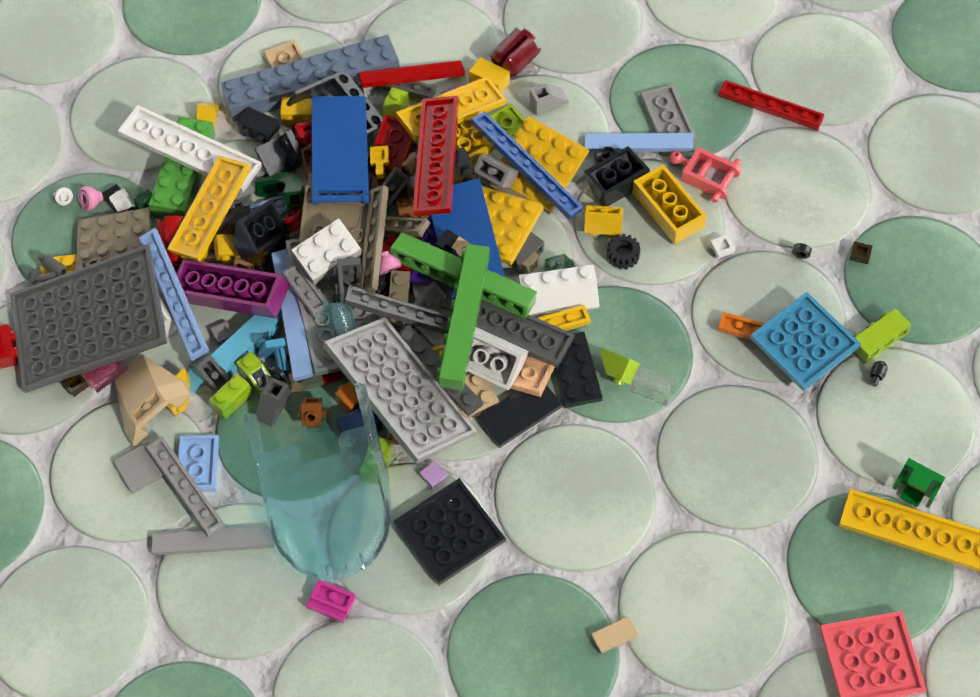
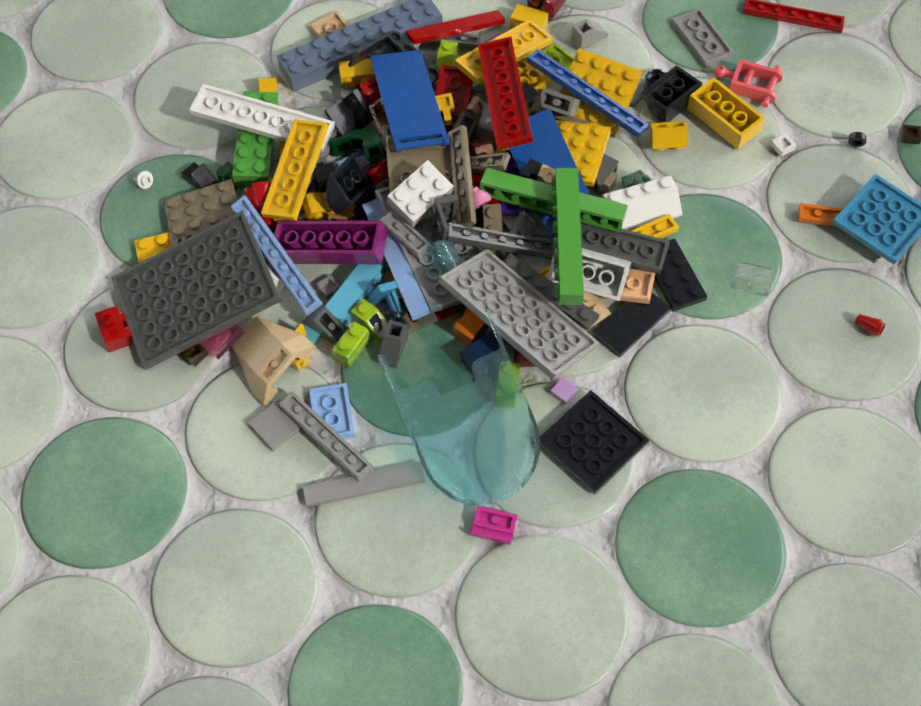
camera: 10 degrees left, 0 degrees up
(52, 265) = (148, 244): dark grey plant -> none
(89, 198) = (170, 178): bright pink brick -> none
(257, 125) = (319, 91): black brick -> none
(312, 412) = (434, 348): dark orange brick -> none
(614, 635) = (774, 516): tan tile -> none
(619, 367) = (717, 265): lime slope -> none
(621, 260) = (693, 169): black tyre -> none
(641, 142) = (687, 61): light blue tile -> none
(765, 452) = (871, 325): none -> red cone

